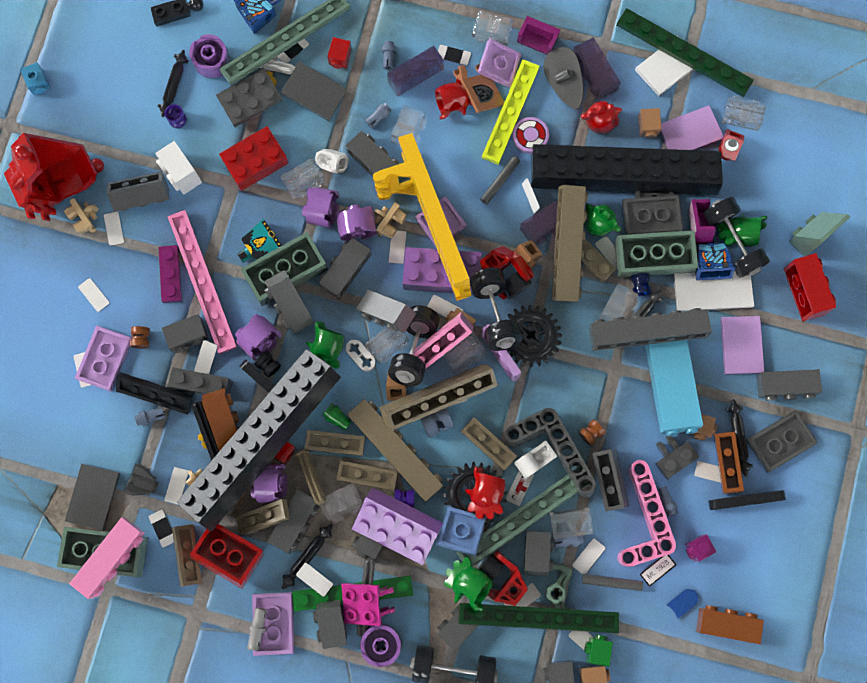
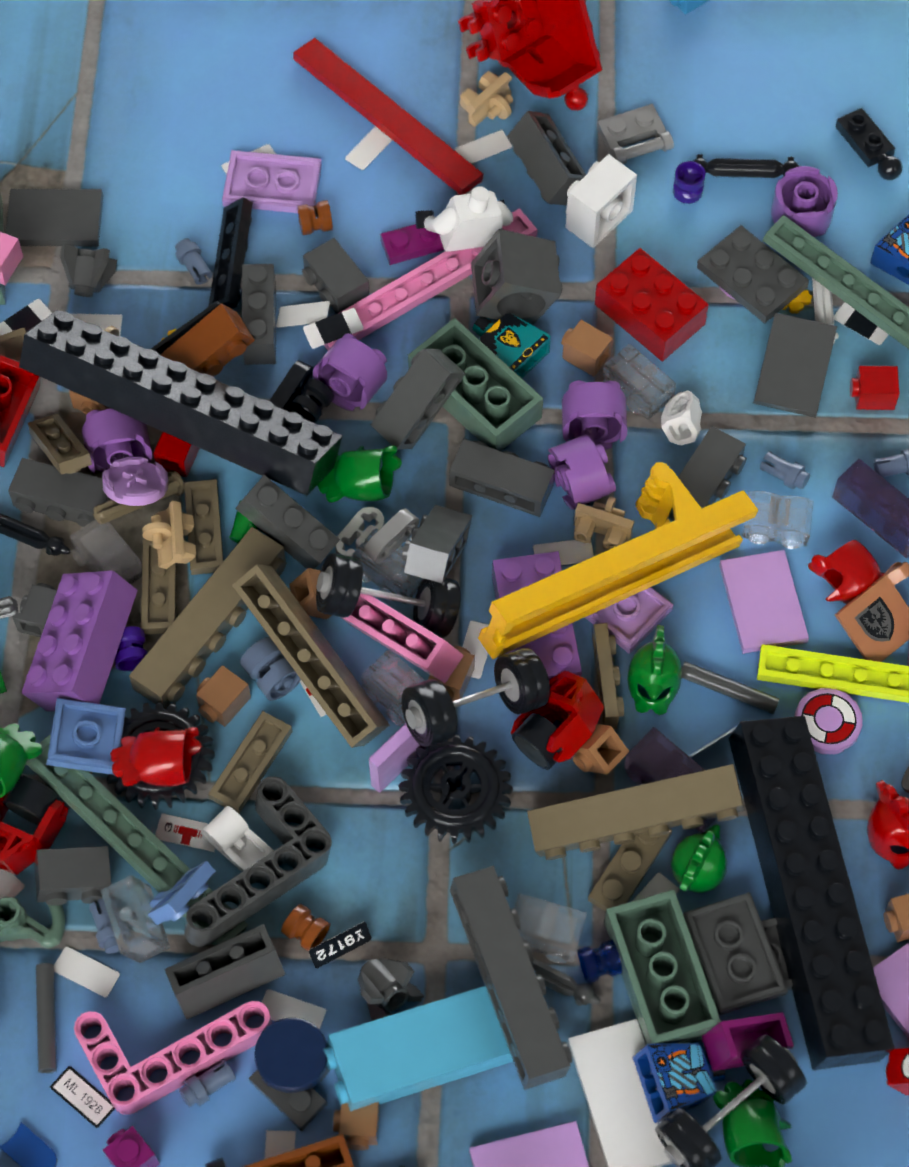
camera: 75 degrees right, 15 degrees down
(74, 280) = (388, 116): none -> red tile
(125, 139) = (632, 128): none -> light grey plate
(175, 247) = (467, 220): none -> white torso
(221, 228) = (516, 276): none -> dark grey brick
(223, 341) = (333, 328): none -> sticker
(274, 201) = (586, 347): none -> medium nougat brick
(302, 476) = (135, 481): none -> lavender tile
(341, 462) = (167, 535): none -> tan hips
(350, 393) = (287, 523): none -> dark grey brick
(375, 335) = (391, 535): none -> light grey beam
(446, 452) = (222, 696): none -> medium nougat brick
(453, 148) = (763, 601): none -> lavender tile
(480, 240) = (607, 675): none -> dark tan plate
(487, 214) = (656, 669): none -> green piece
(570, 494) = (173, 903): none -> medium blue plate
(604, 416) = (340, 945): none -> black sticker
(633, 449) = (284, 1006): none -> white sticker
(634, 396) = (387, 986): none -> dark grey brick
(665, 453) = (291, 1055): none -> dark blue tile

